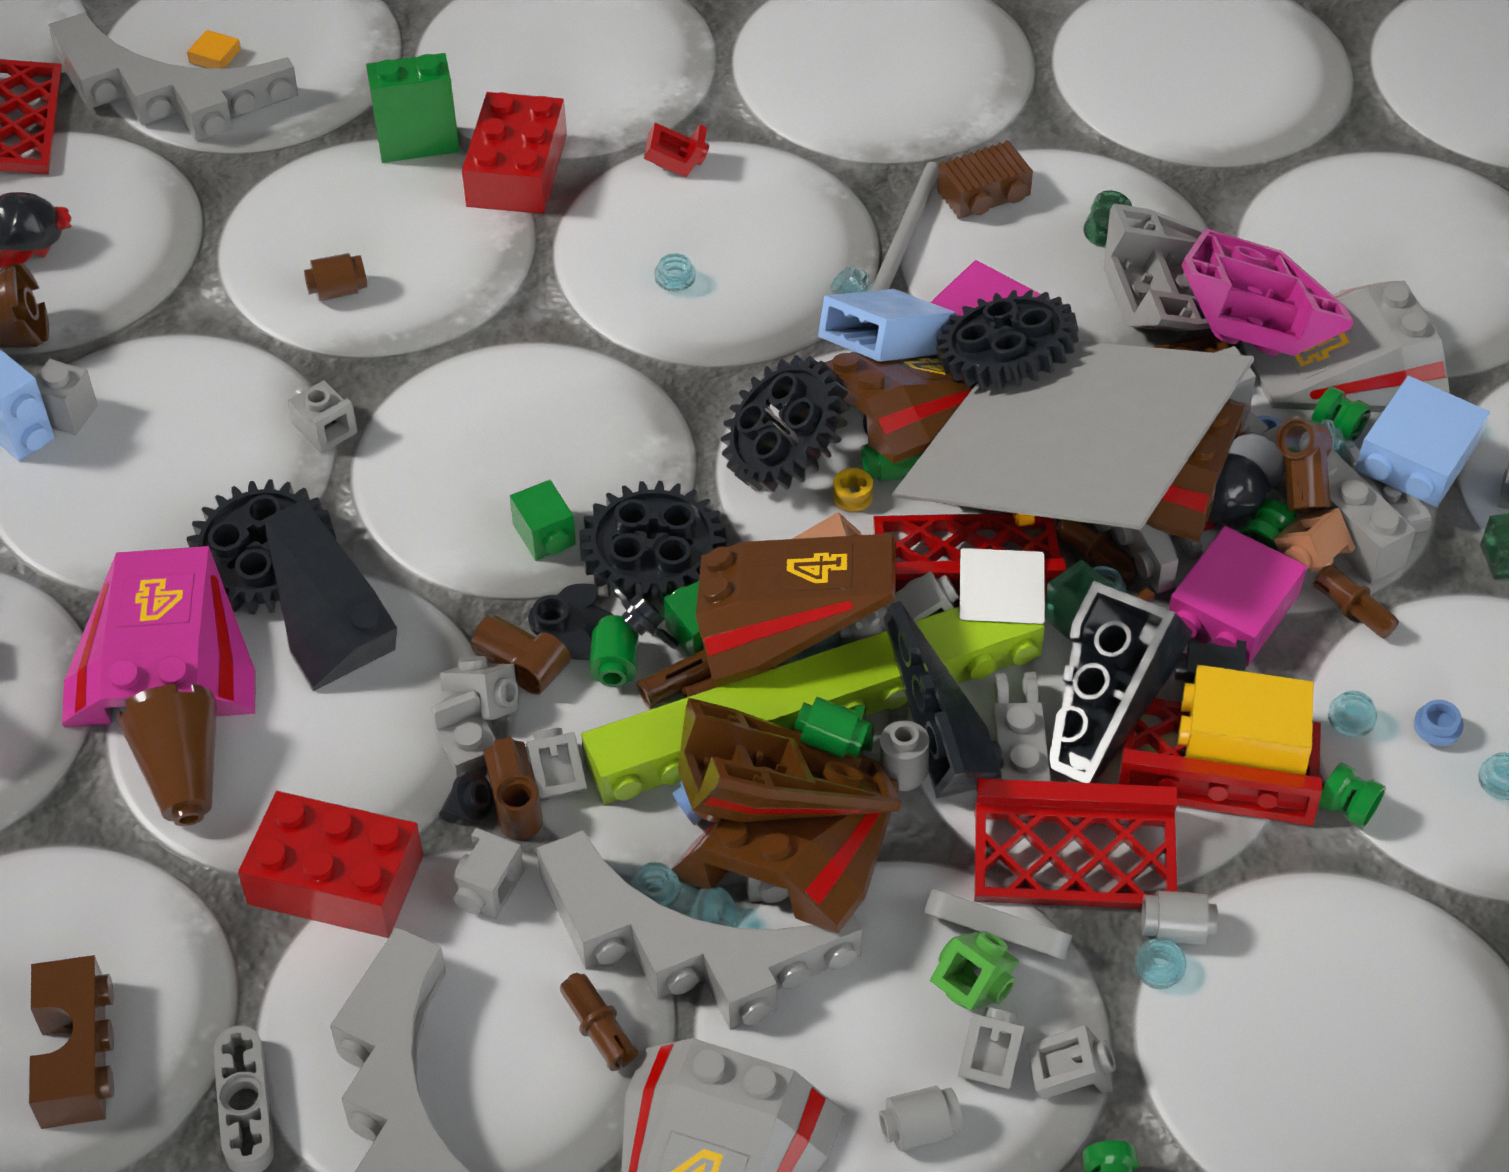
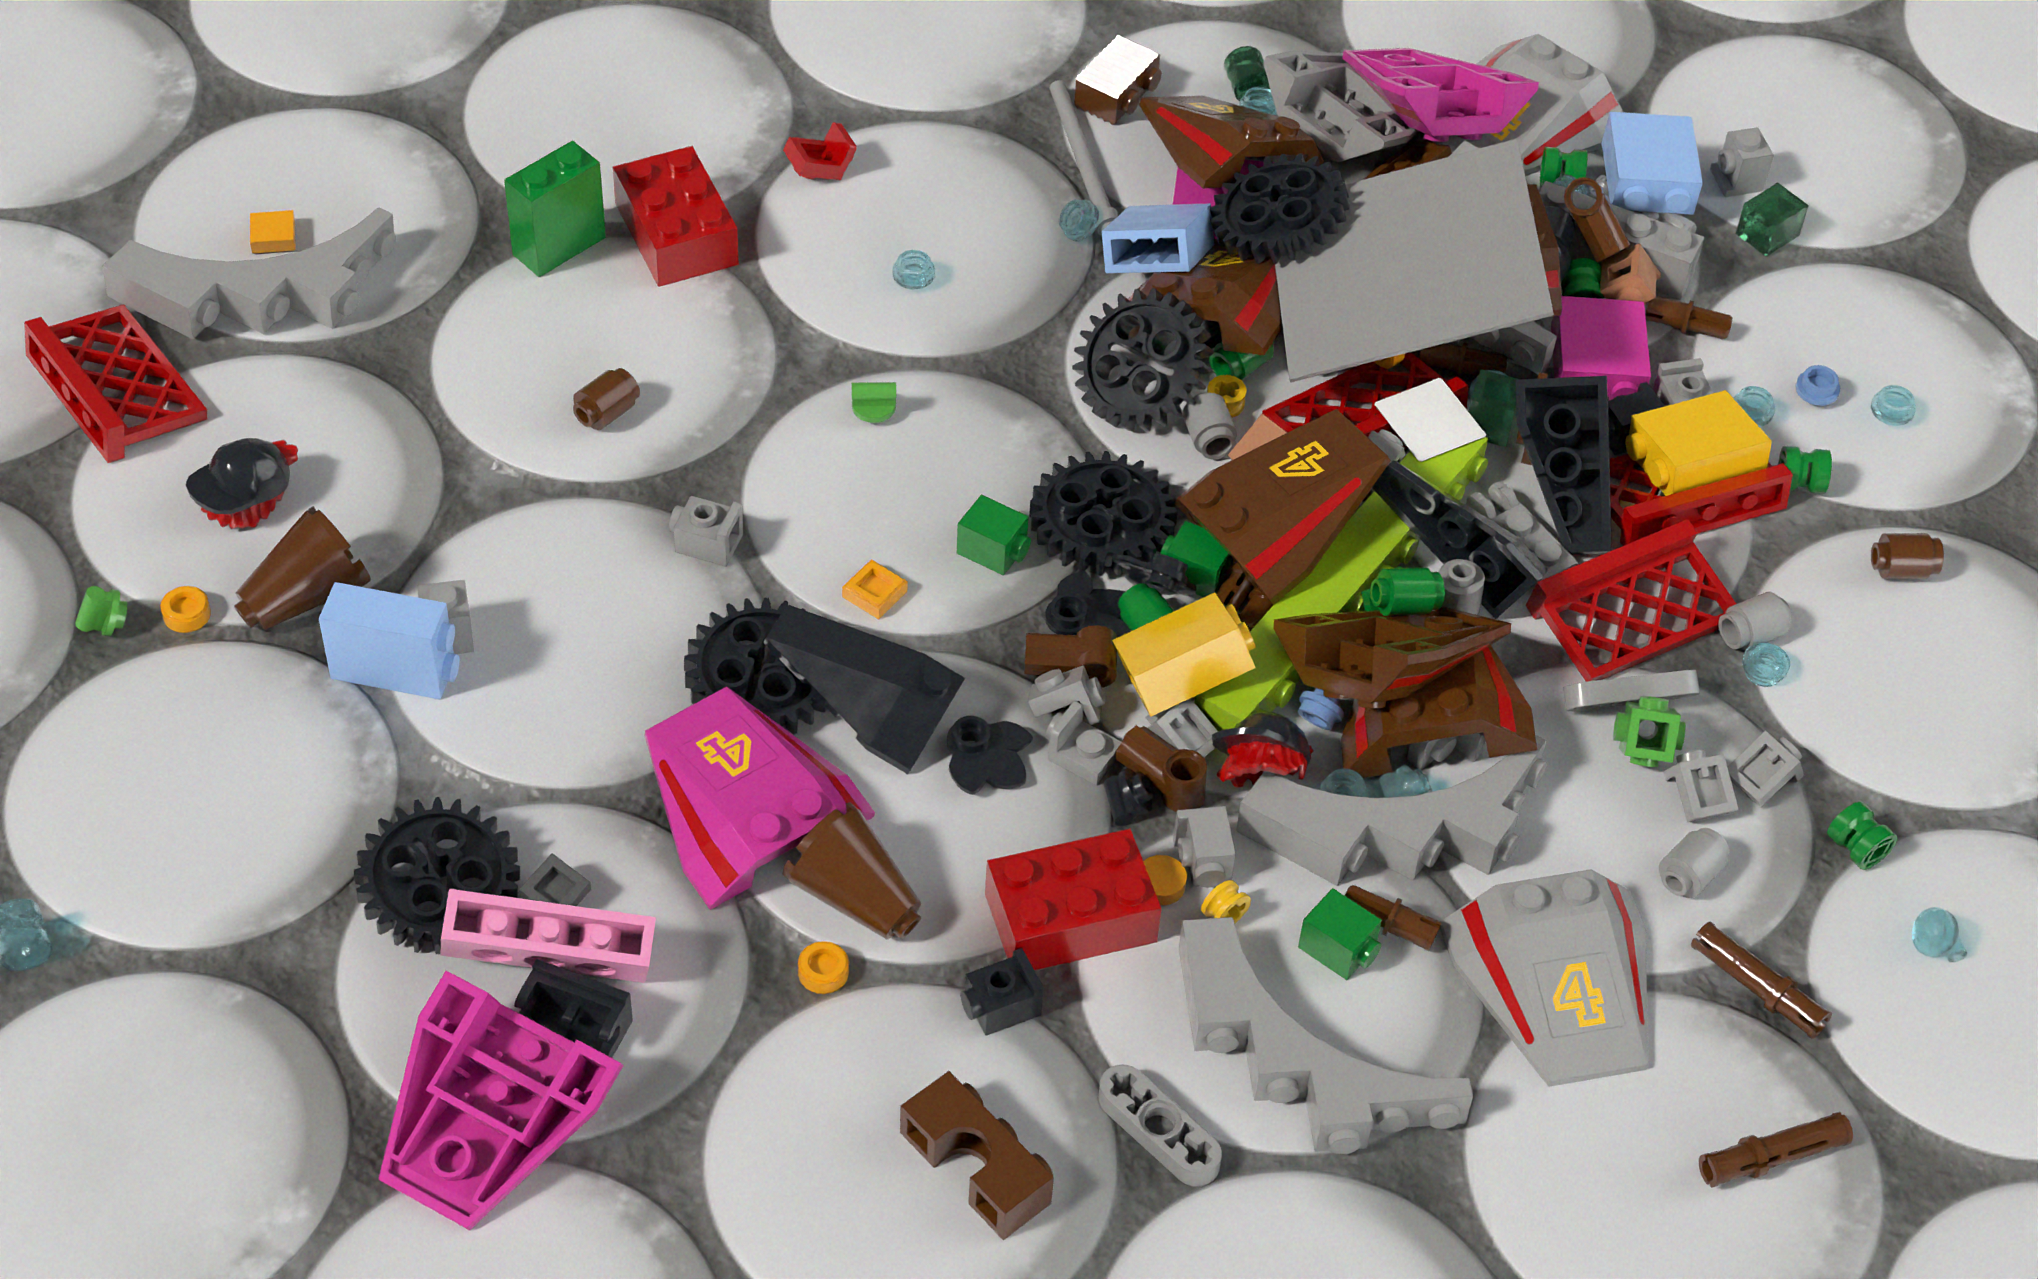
camera: 35 degrees left, 0 degrees up
(101, 818) = (823, 967): none -> light orange tile
(211, 914) = (1003, 993): none -> black brick
(384, 709) = (990, 758): none -> black plate
(416, 523) = (874, 589): none -> light orange tile
(432, 885) = (1166, 877): none -> light orange tile
(461, 934) = (1226, 902): none -> yellow bush
(535, 1012) = (1340, 934): none -> green brick
(544, 366) = (873, 400): none -> bright green plate
(594, 692) = (1186, 653): none -> yellow brick
(600, 811) = (1262, 744): none -> hair
(810, 504) = (1210, 425): none -> light grey brick
(1034, 254) = (1215, 136): none -> reddish brown wedge
(1092, 249) = (1259, 99): none -> clear light blue plate
(1291, 656) = (1681, 381): none -> light grey brick
(1391, 927) = (1907, 555): none -> reddish brown brick

